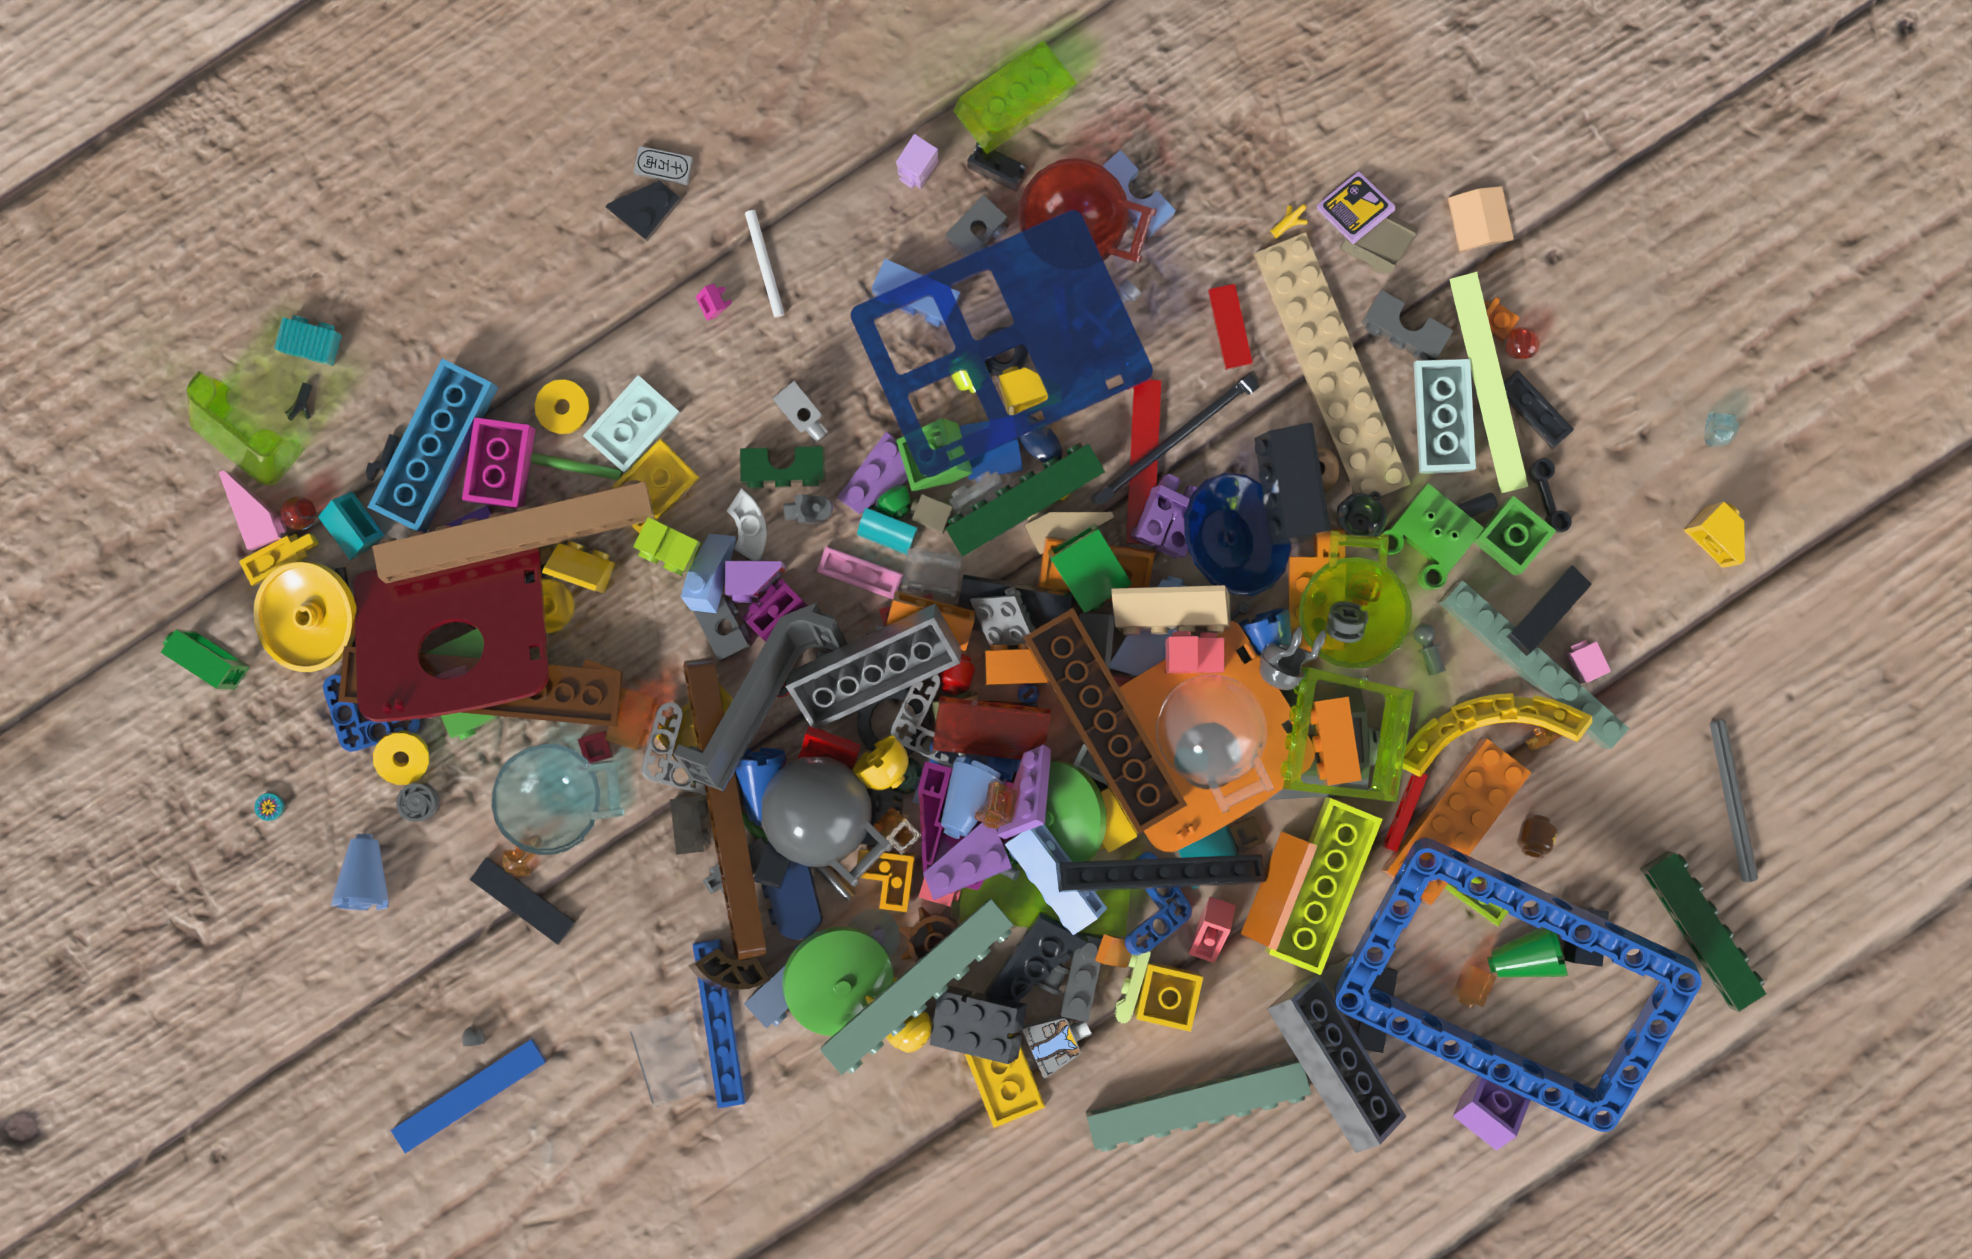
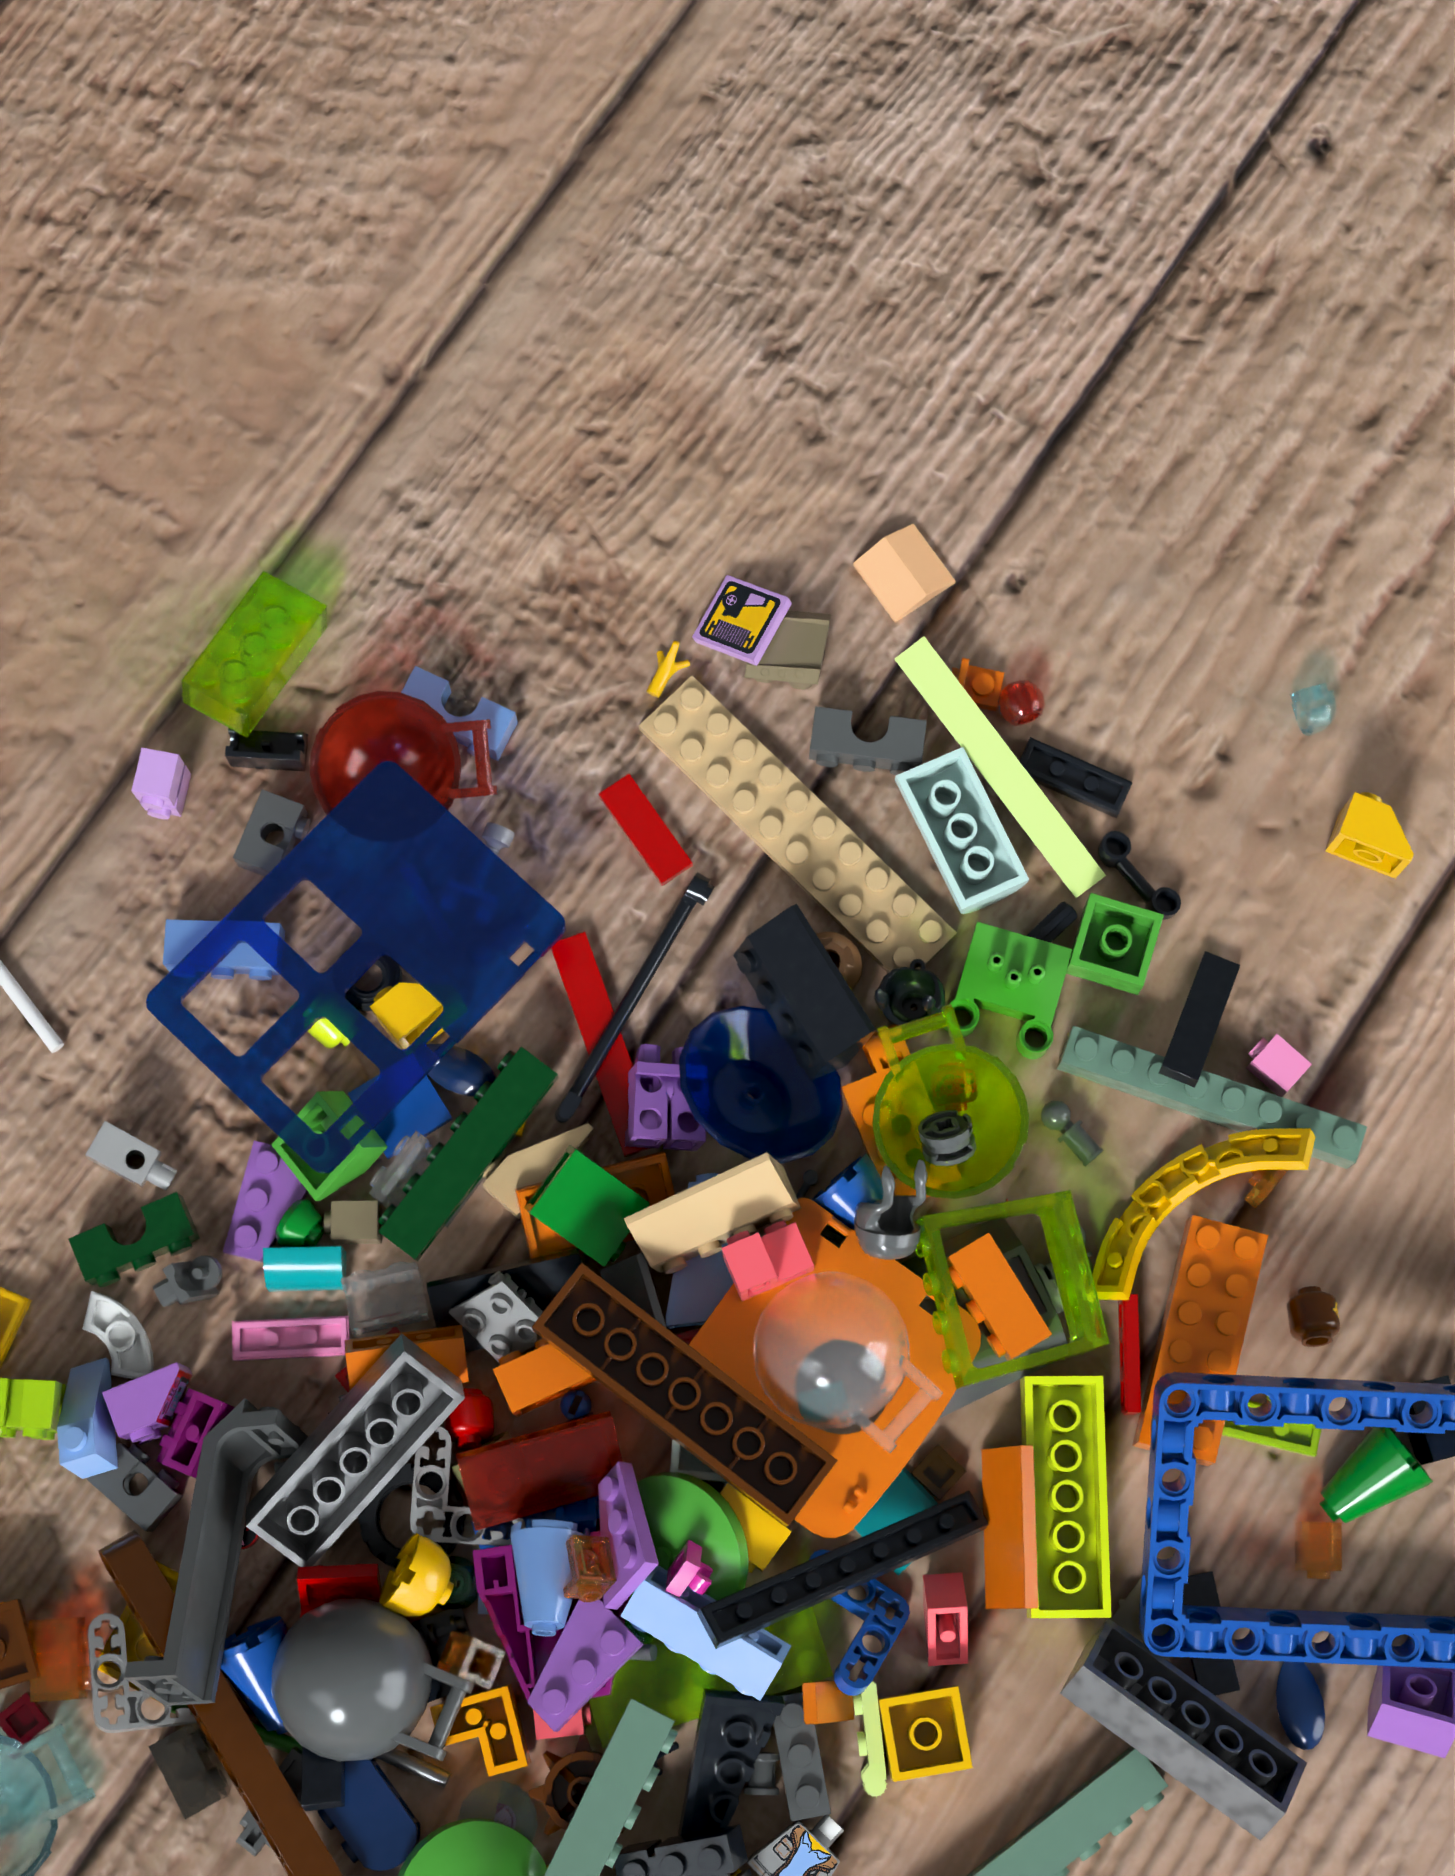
camera: 25 degrees left, 10 degrees down
(1060, 834) = (688, 1571): none -> dark pink tile
(1417, 1079) = (1300, 1705): none -> dark blue arm

